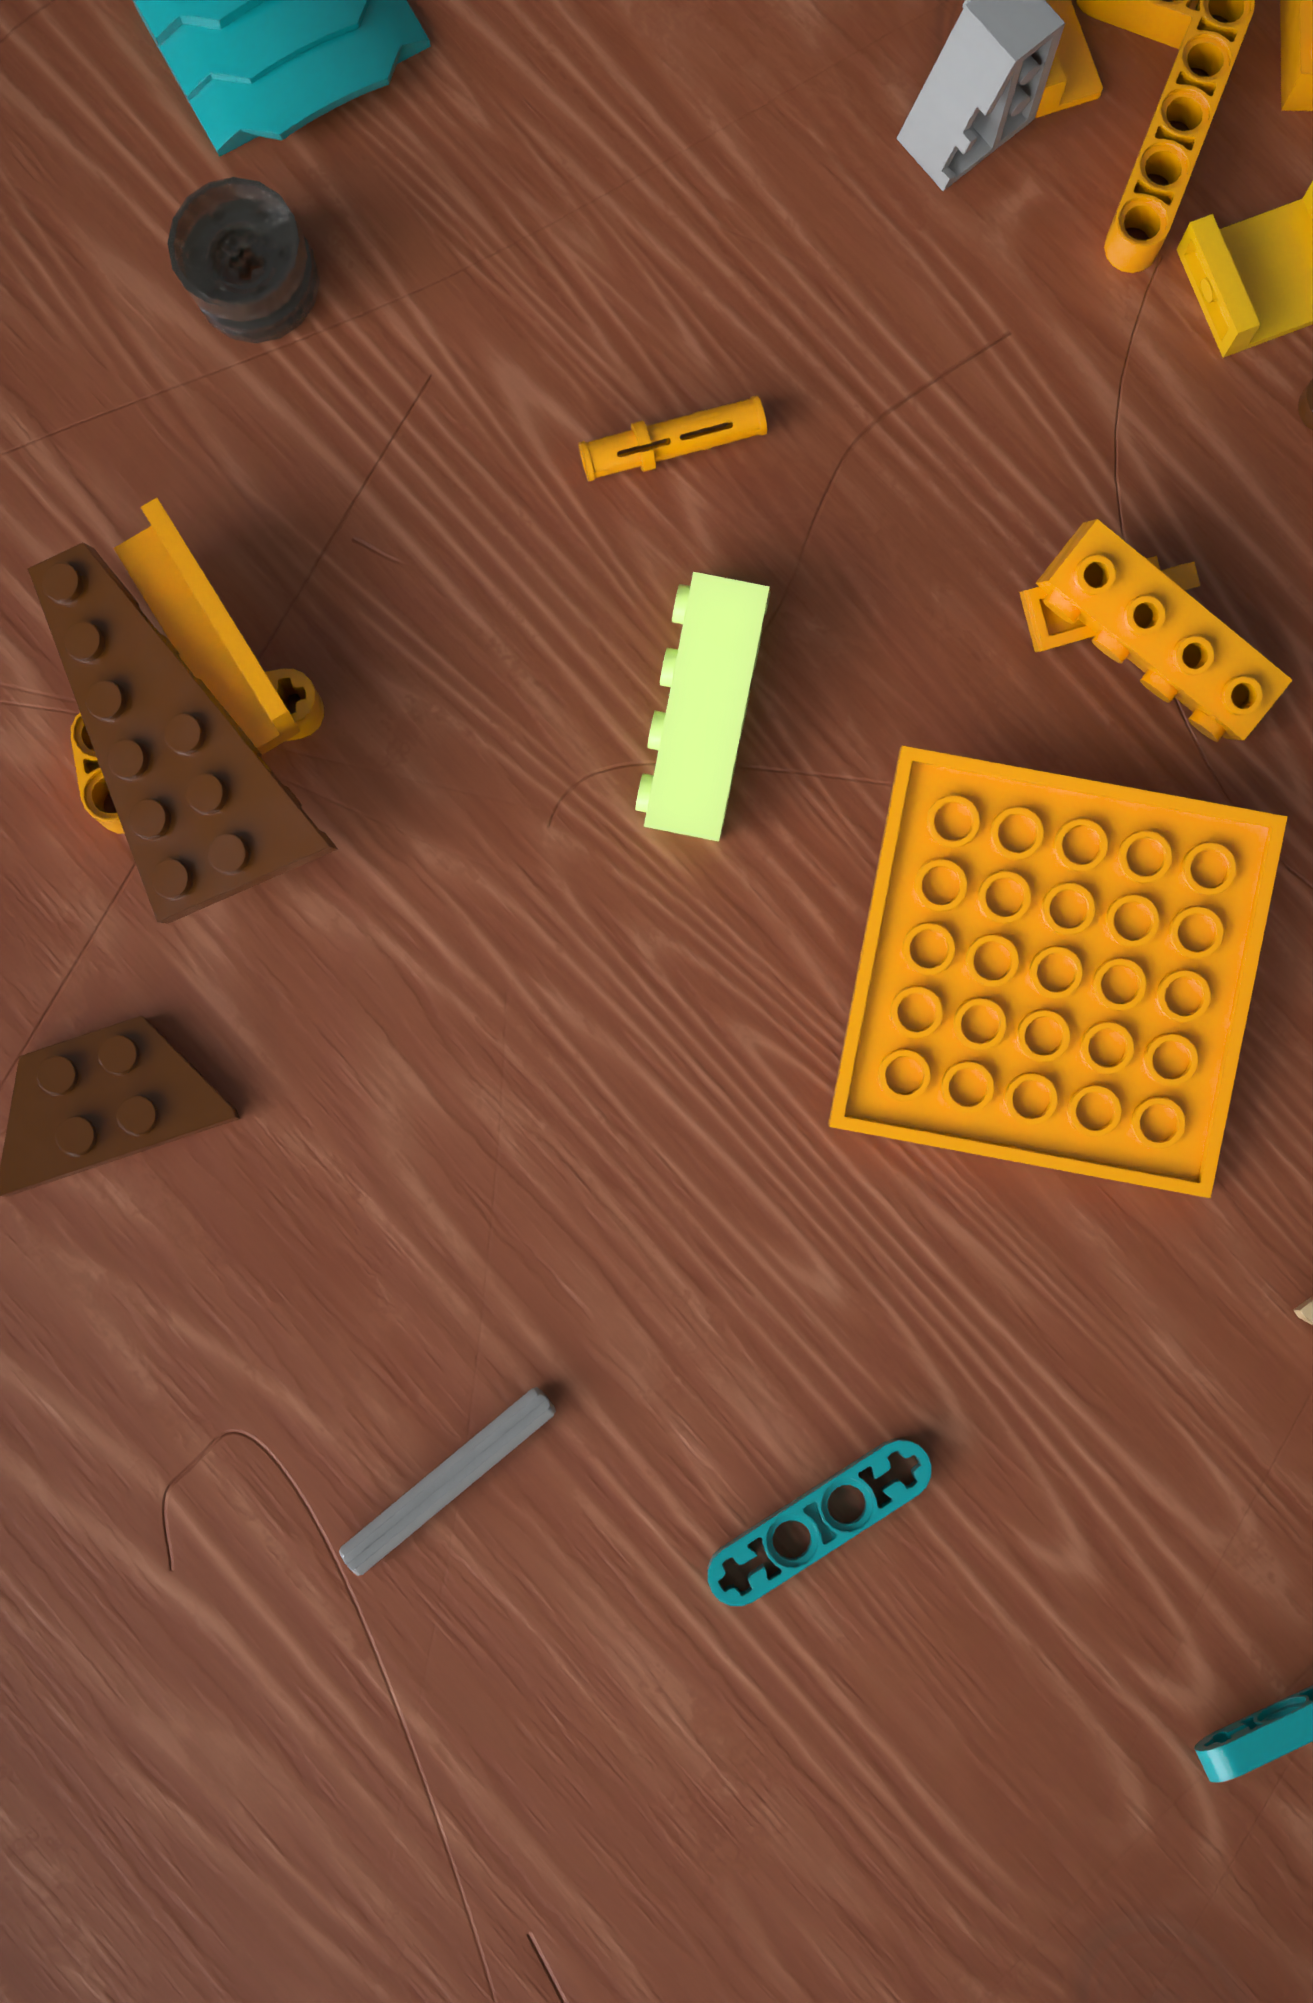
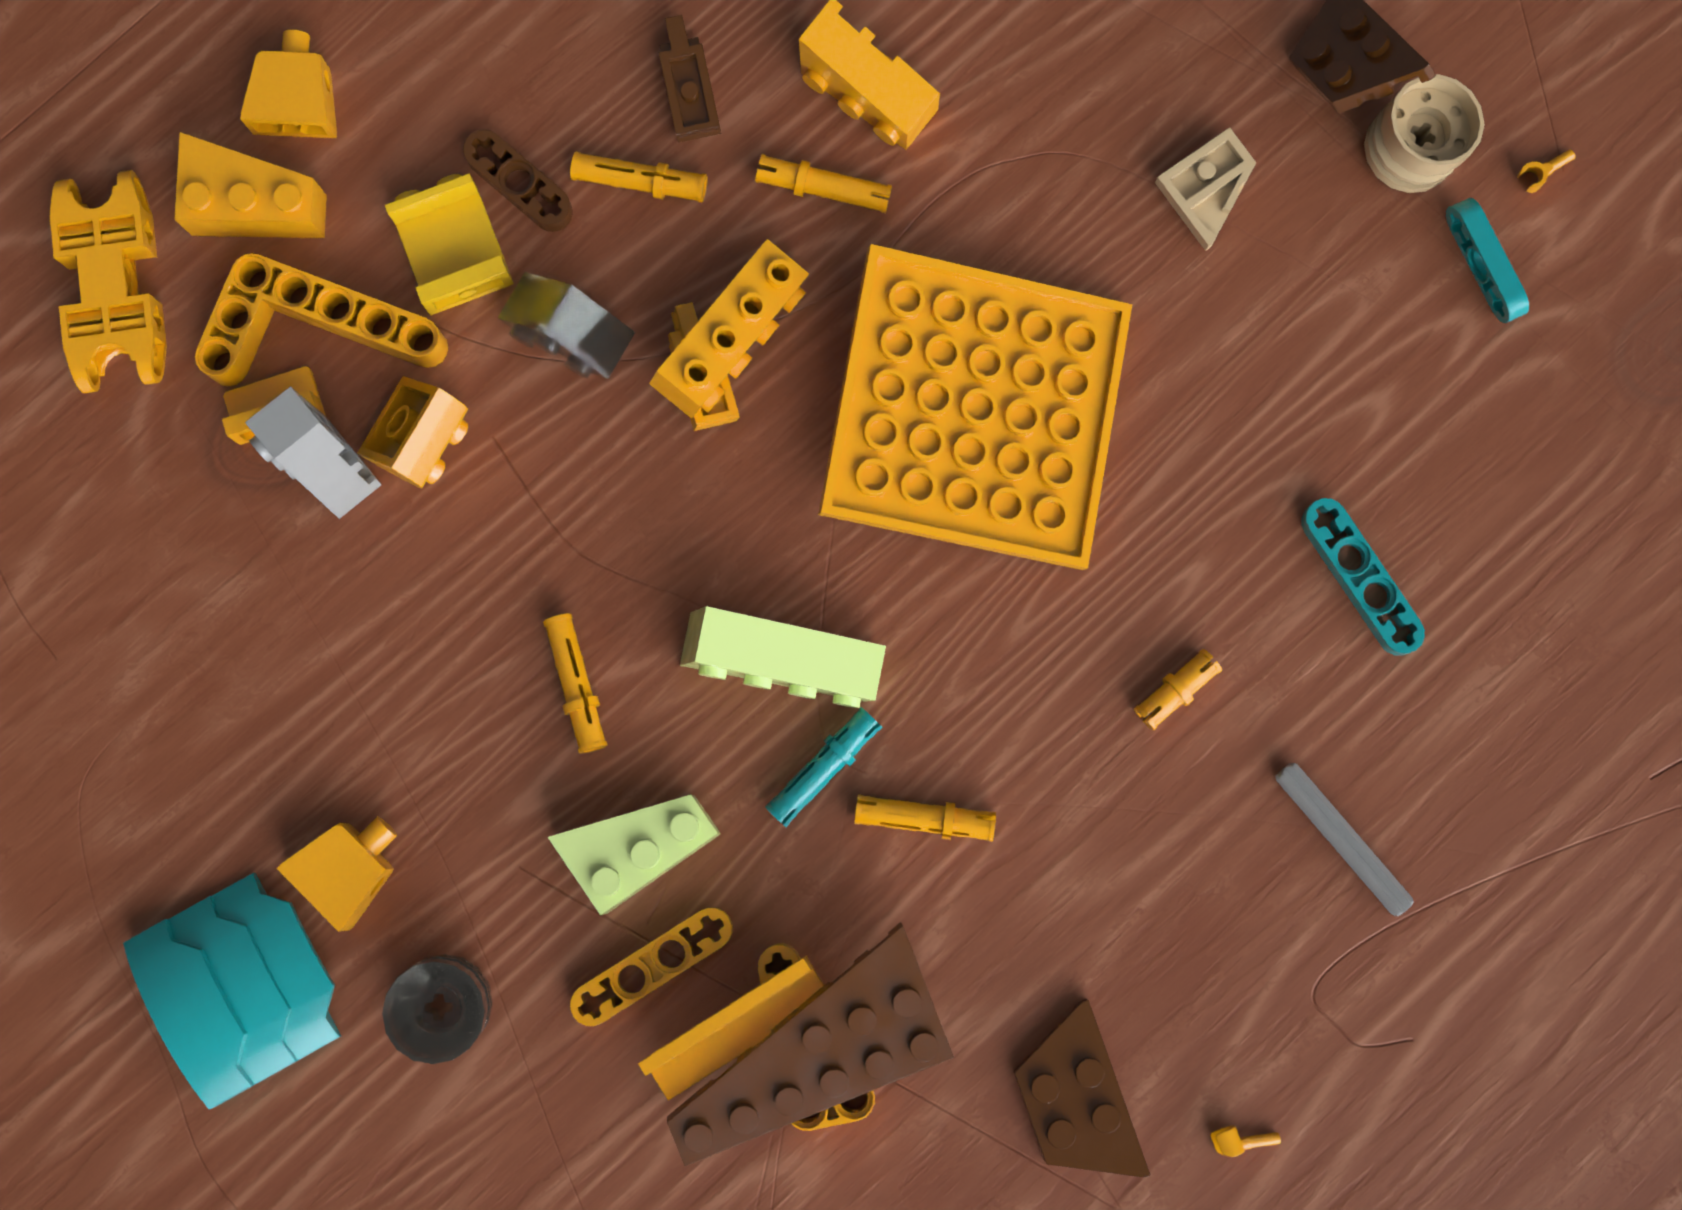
camera: 90 degrees left, 0 degrees up
(34, 1309) = (1228, 1142): none -> light orange hand
(300, 539) = (649, 962): none -> light orange beam
(426, 144) = (342, 871): none -> light orange torso
(445, 509) = (633, 849): none -> yellowish green wedge
(487, 889) = (927, 818): none -> light orange pin
(547, 755) = (824, 766): none -> teal pin
(659, 1251) = (1177, 689): none -> light orange pin
(1009, 223) = (415, 432): none -> light orange brick
(1169, 404) = (566, 322): none -> clear smoke brick

